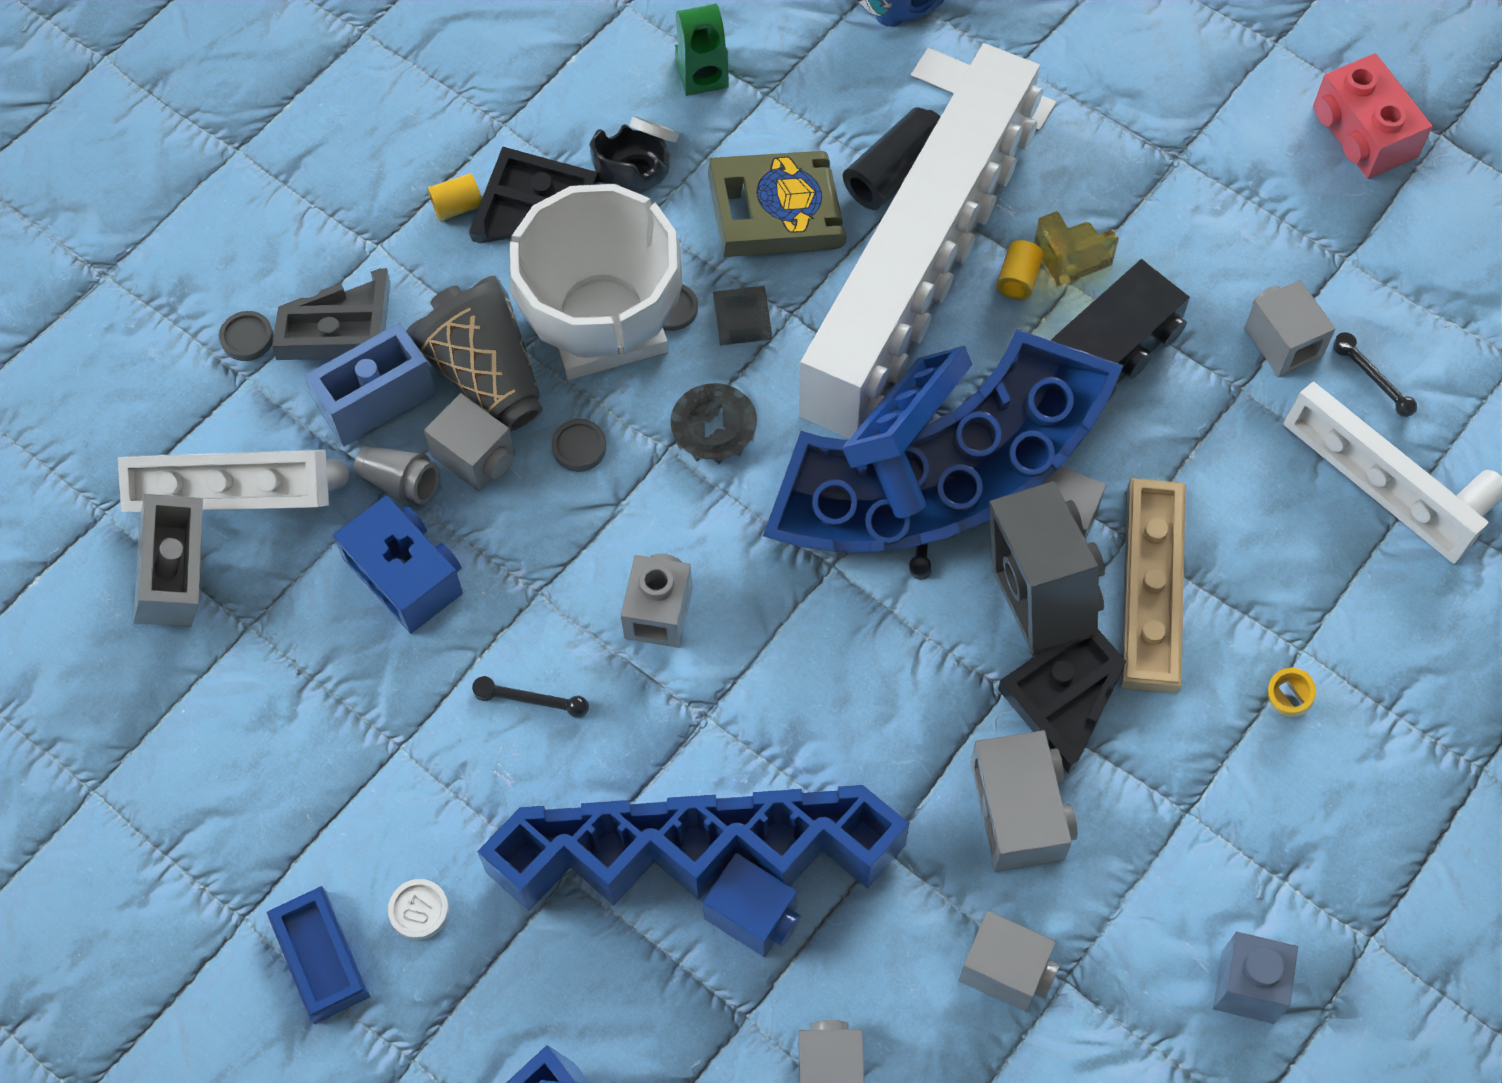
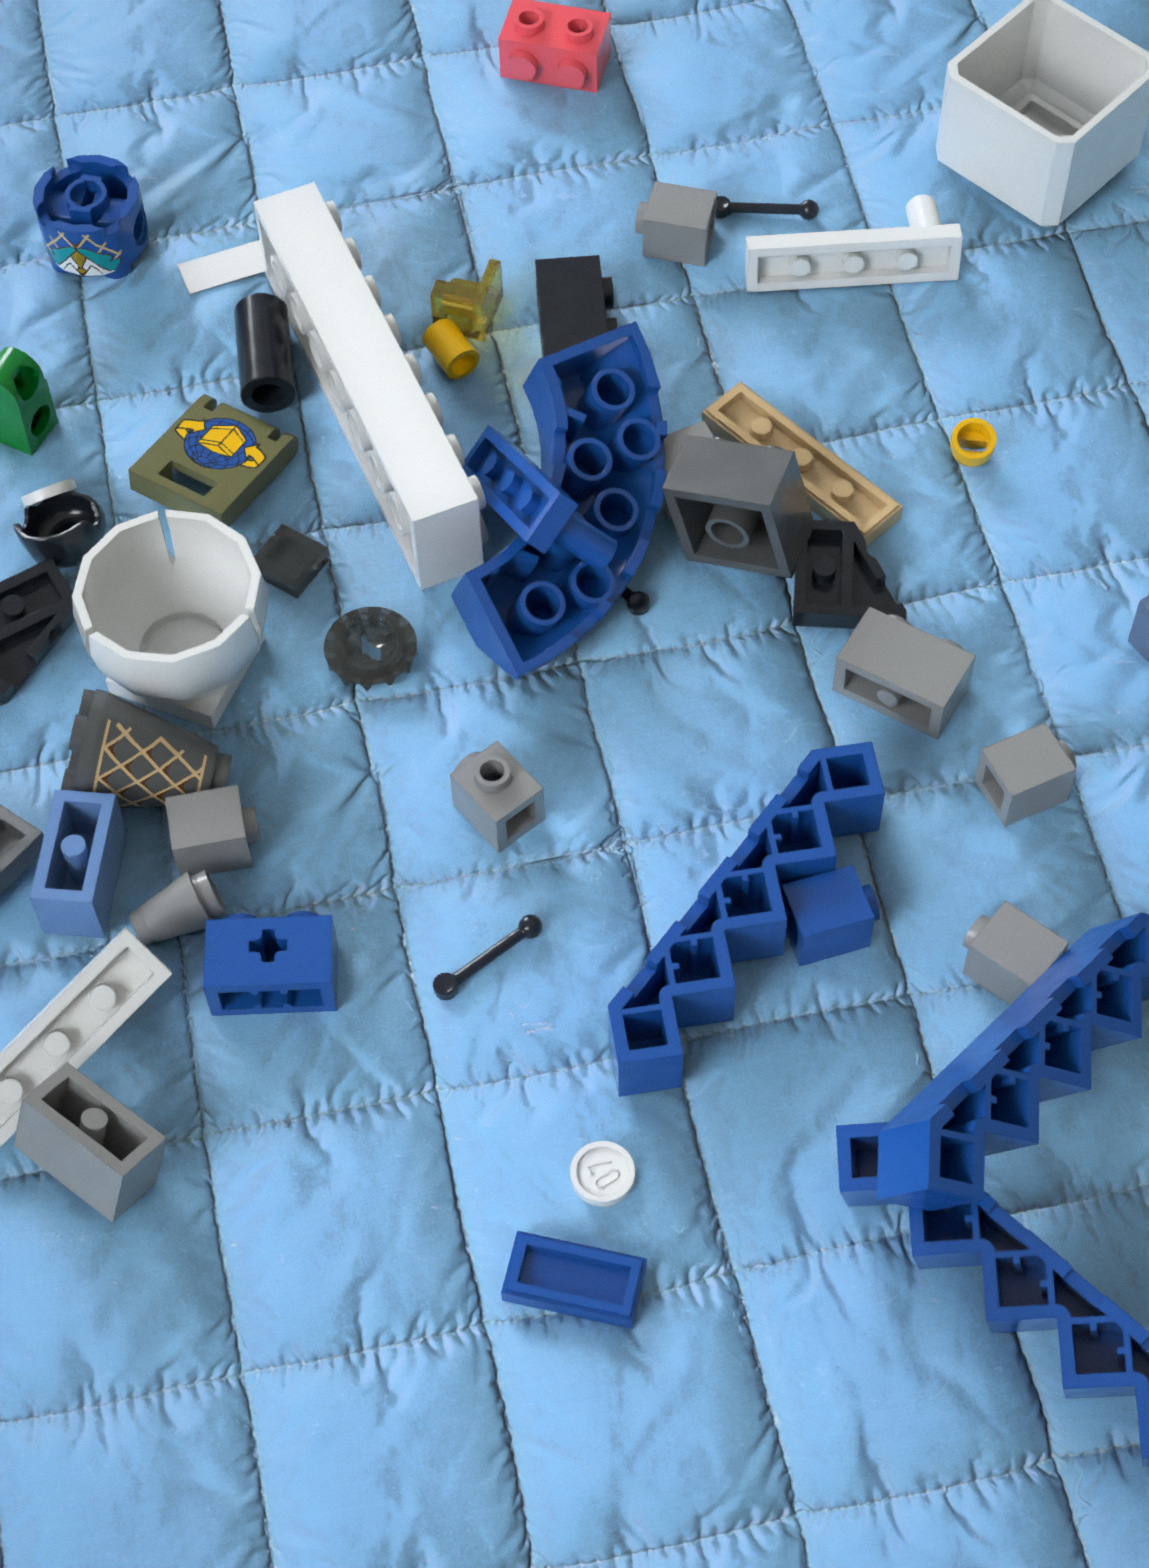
camera: 50 degrees left, 5 degrees down
(579, 445) = (287, 761): dark grey piece -> none

